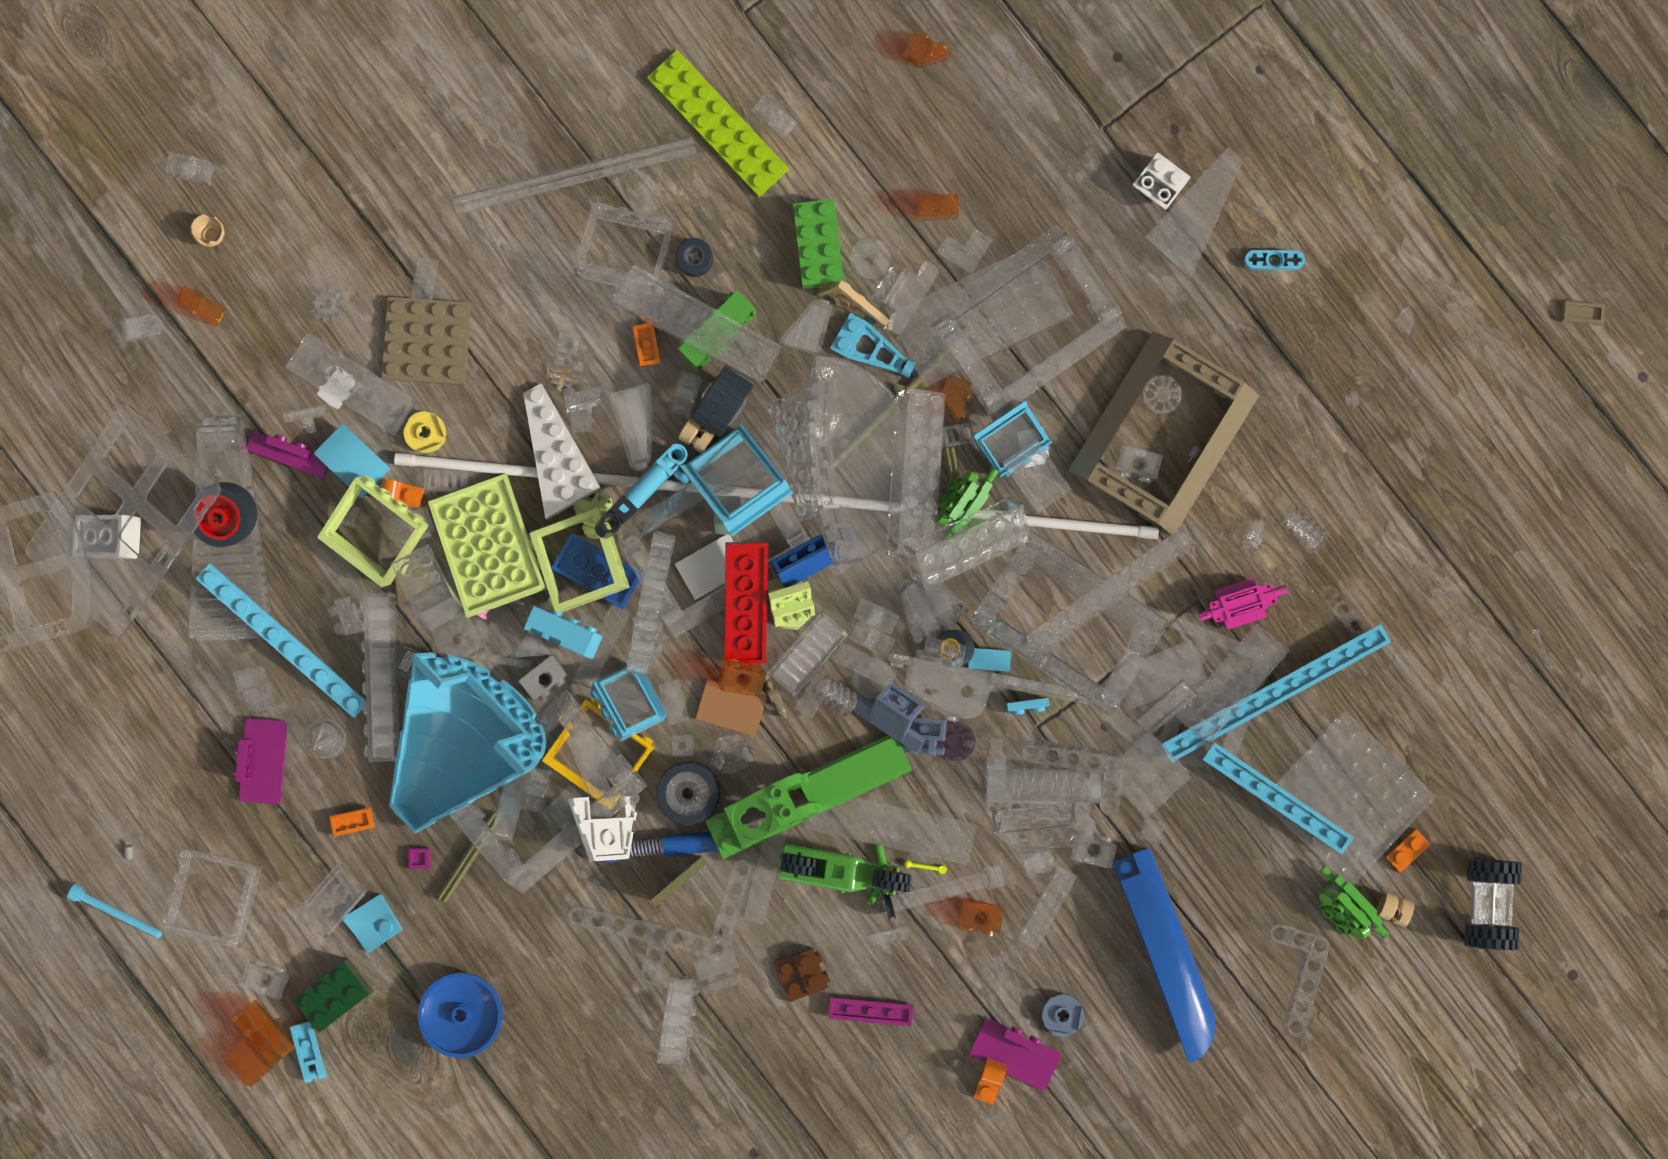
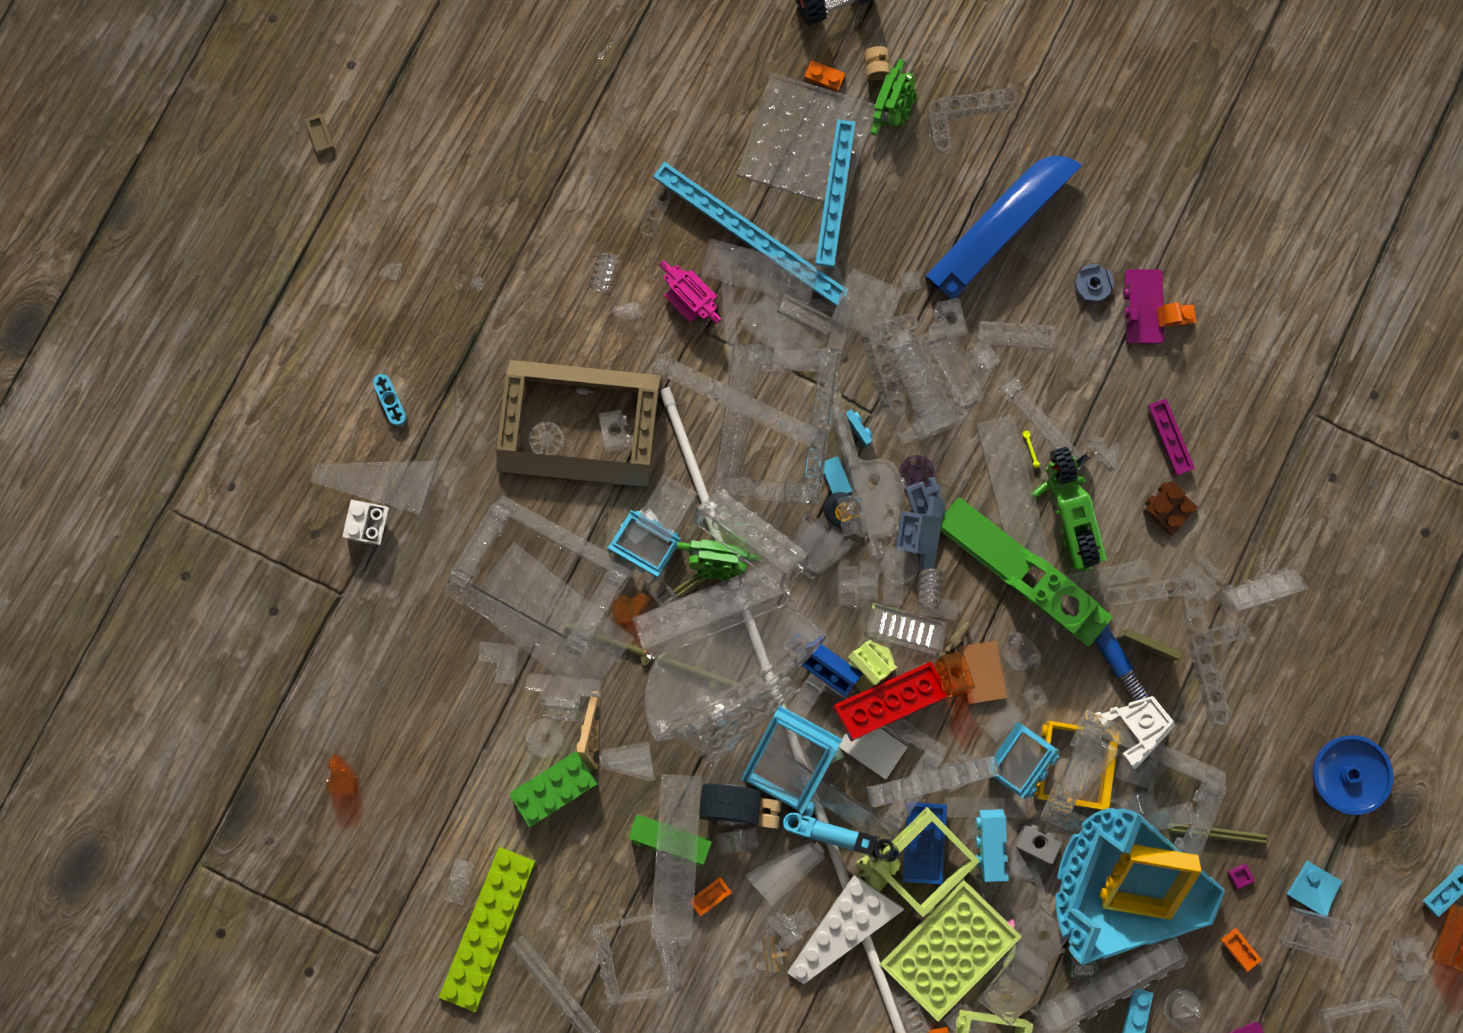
camera: 115 degrees left, 5 degrees down
(333, 995) = (1393, 892): dark green brick -> none
(437, 750) = (1149, 906): none -> yellow window
(671, 795) = (1087, 670): wheel -> none
(694, 250) = (611, 896): black wheel -> none
(851, 333) = (621, 724): medium azure plate -> none
(937, 207) = (474, 702): clear orange brick -> none
(993, 917) = (1046, 395): clear orange brick -> none

